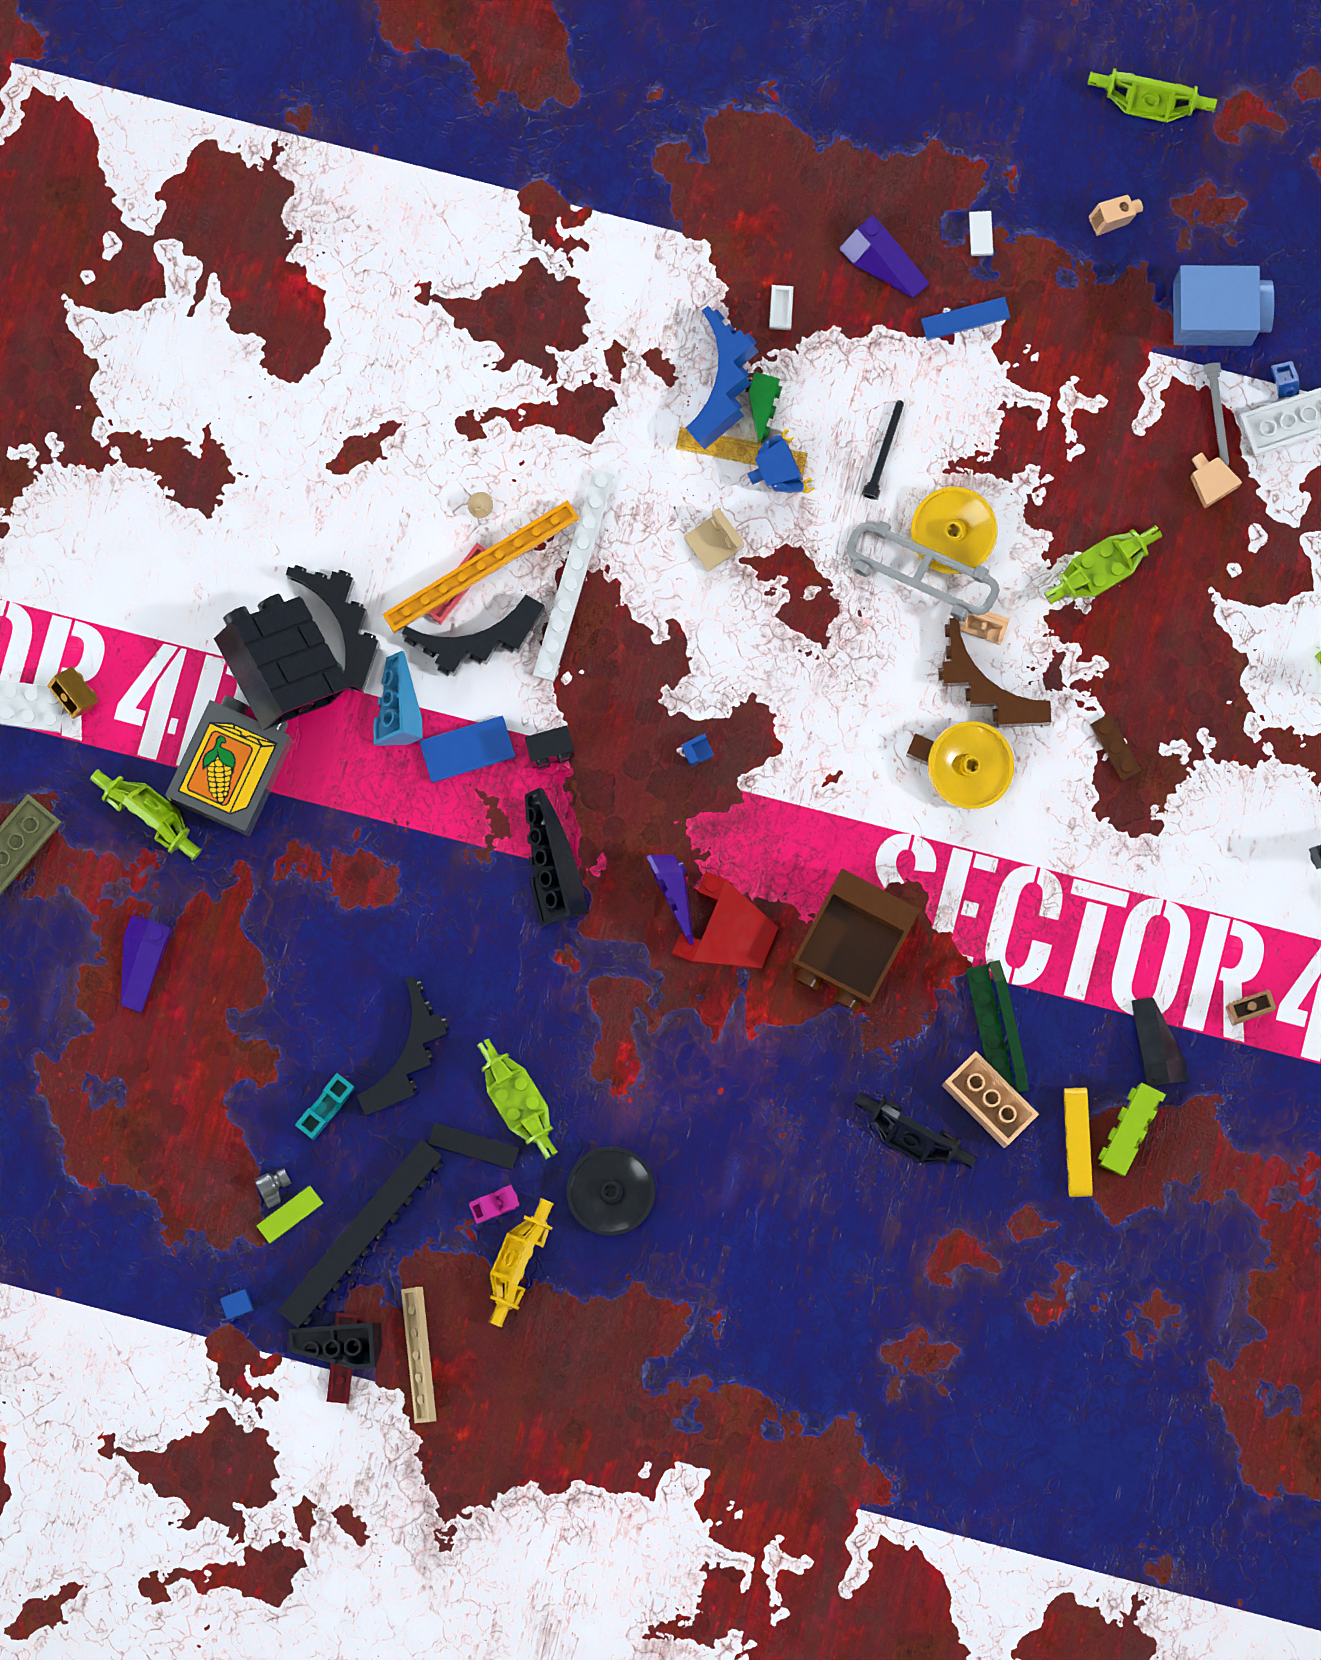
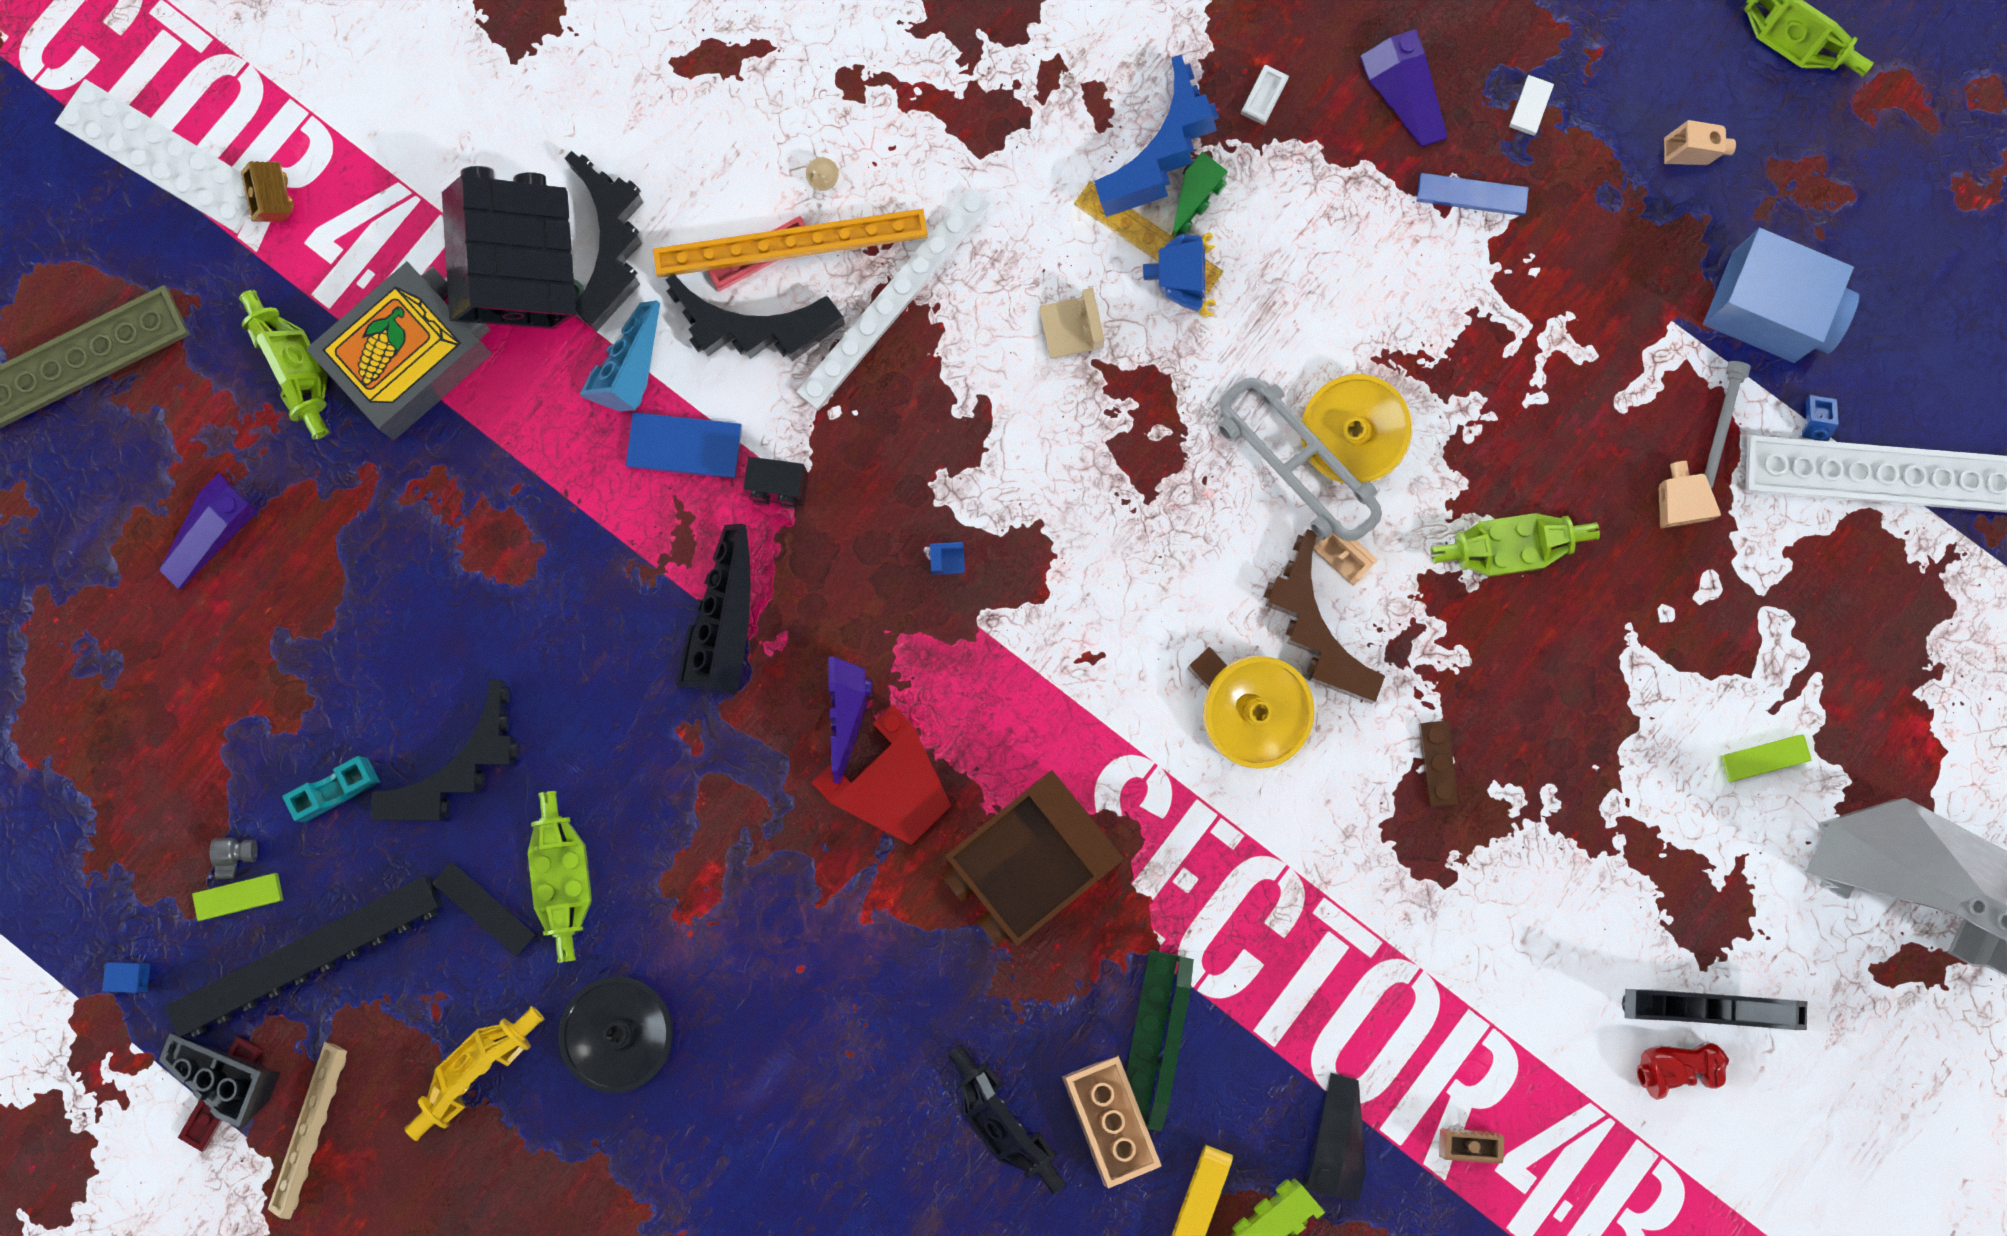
camera: 25 degrees right, 0 degrees up
(494, 1204) = (473, 990): dark pink brick -> none
(872, 490) = (1280, 343): black piece -> none

